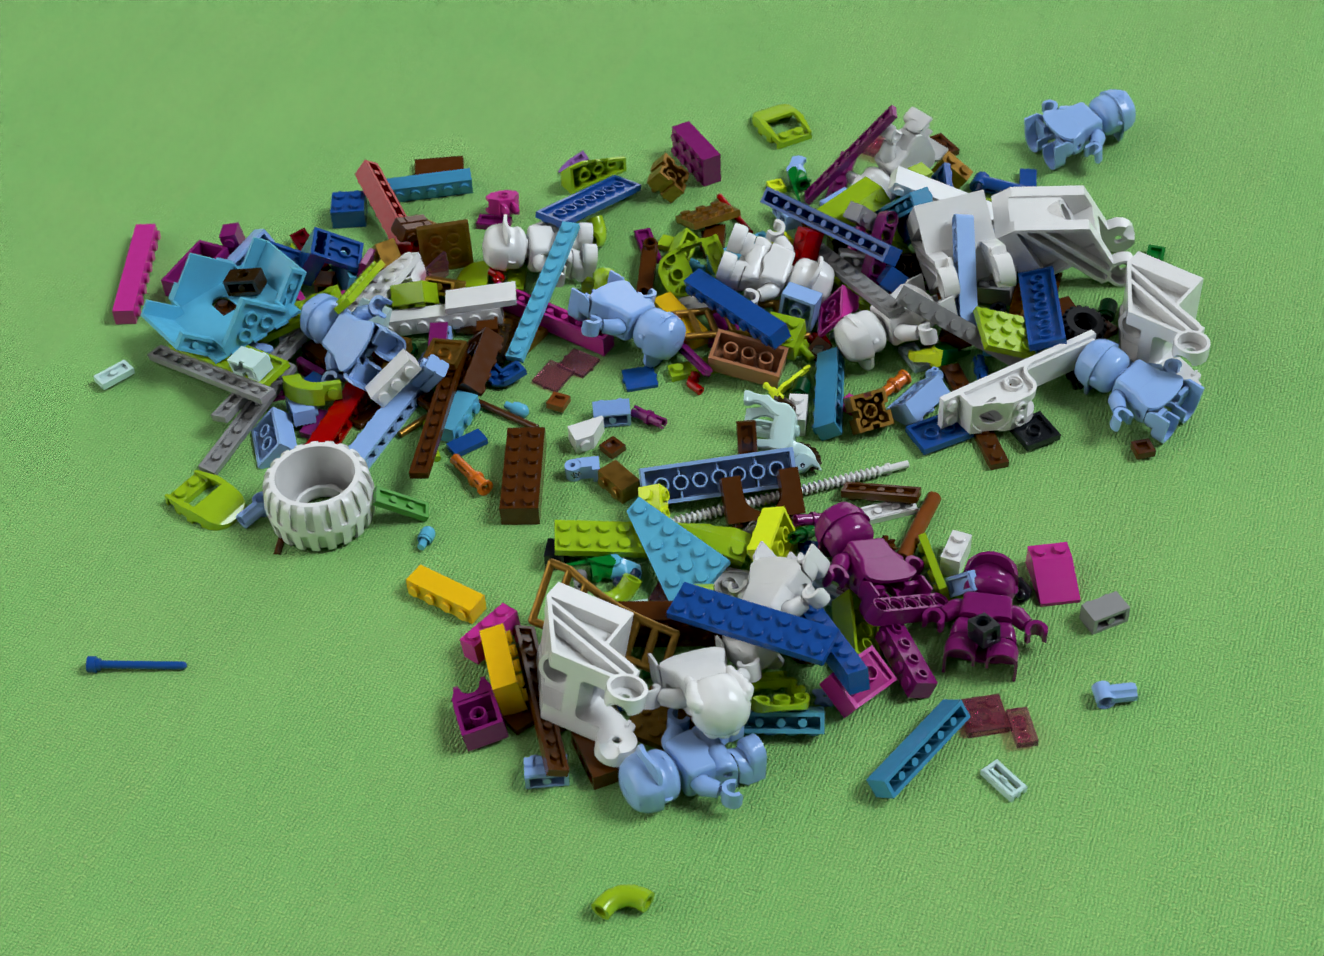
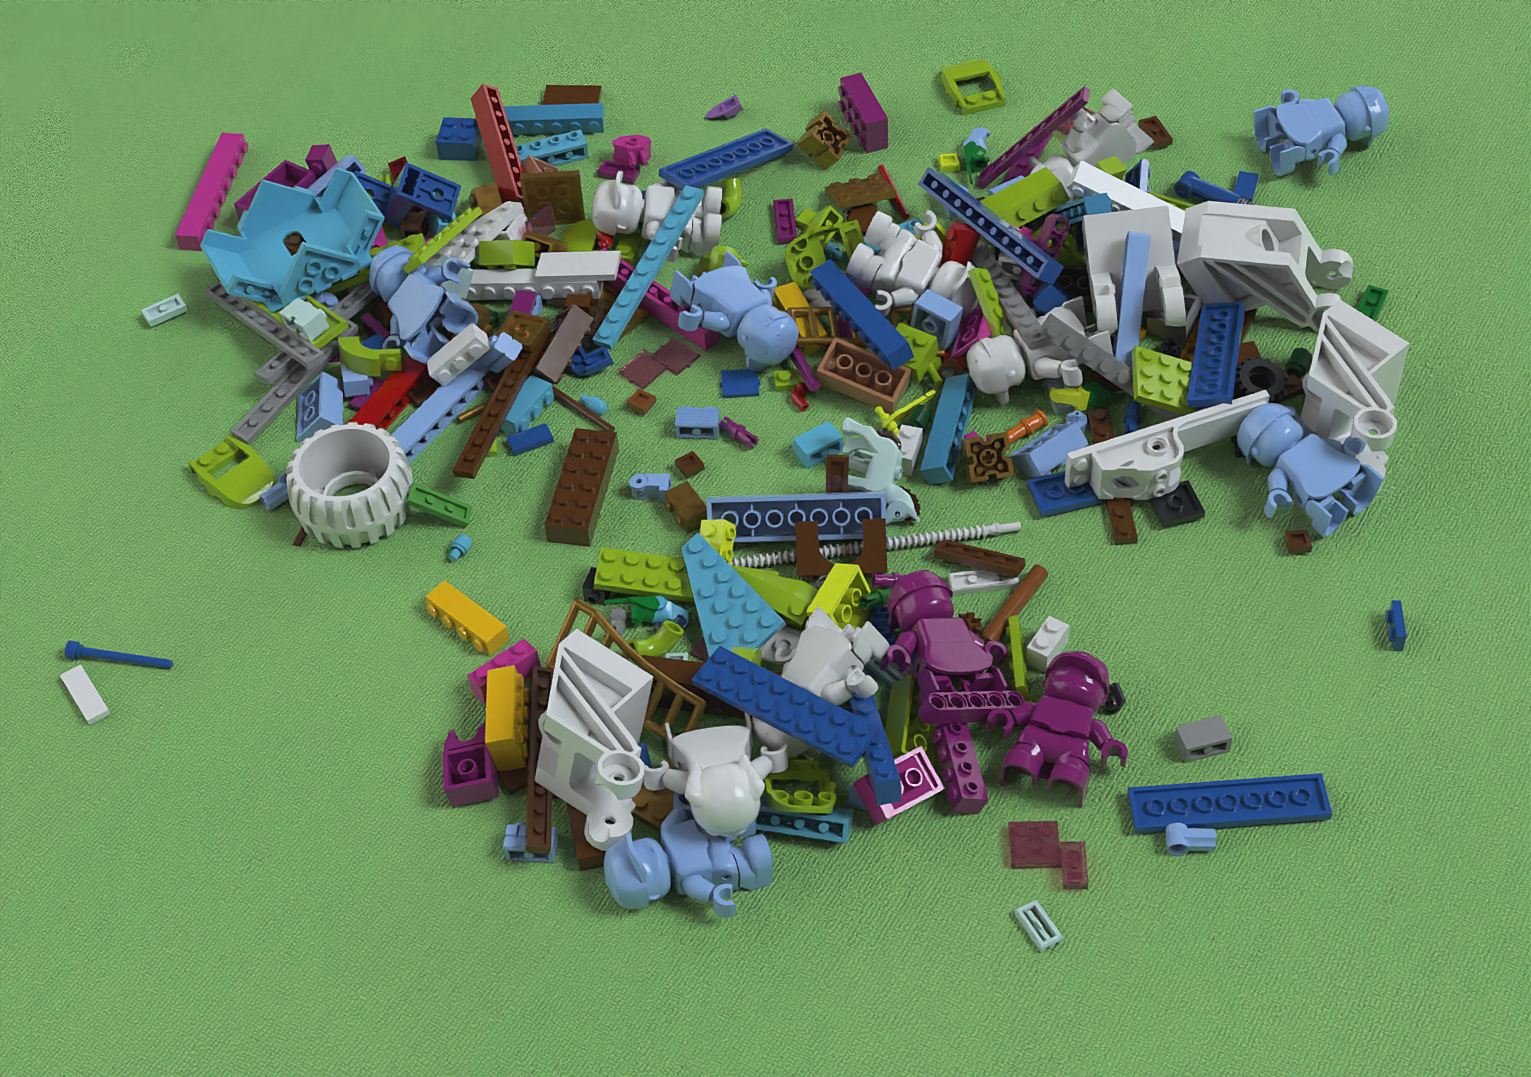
camera: 10 degrees right, 5 degrees up
(111, 700) = (85, 694): none -> white tile
(245, 282) = (320, 219): dark brown brick -> none
(366, 260) = (462, 205): magenta tile -> none
(405, 227) = (509, 171): reddish brown brick -> none
(438, 208) = (556, 149): none -> medium azure brick
(475, 478) = (529, 483): orange pin -> none
(586, 434) = (664, 445): white slope -> none
(591, 172) = (739, 123): lime wedge -> none
(622, 896) = (580, 1003): lime cylinder -> none
(647, 265) = (777, 247): reddish brown piece -> none
(720, 418) = (817, 443): none -> medium azure brick
(844, 286) = (989, 302): none -> lime plate
(860, 216) = (1028, 216): light grey brick -> none
(918, 748) = (948, 875): dark azure brick -> none
(956, 583) = (1037, 681): light blue tile -> none
(959, 170) = (1160, 165): pearl gold brick -> none
(983, 630) = (1049, 747): black brick -> none
(1052, 574) = (1154, 683): dark pink slope -> none
(1139, 660) = (1230, 803): none -> blue plate
(1241, 504) = (1397, 630): none -> blue plate

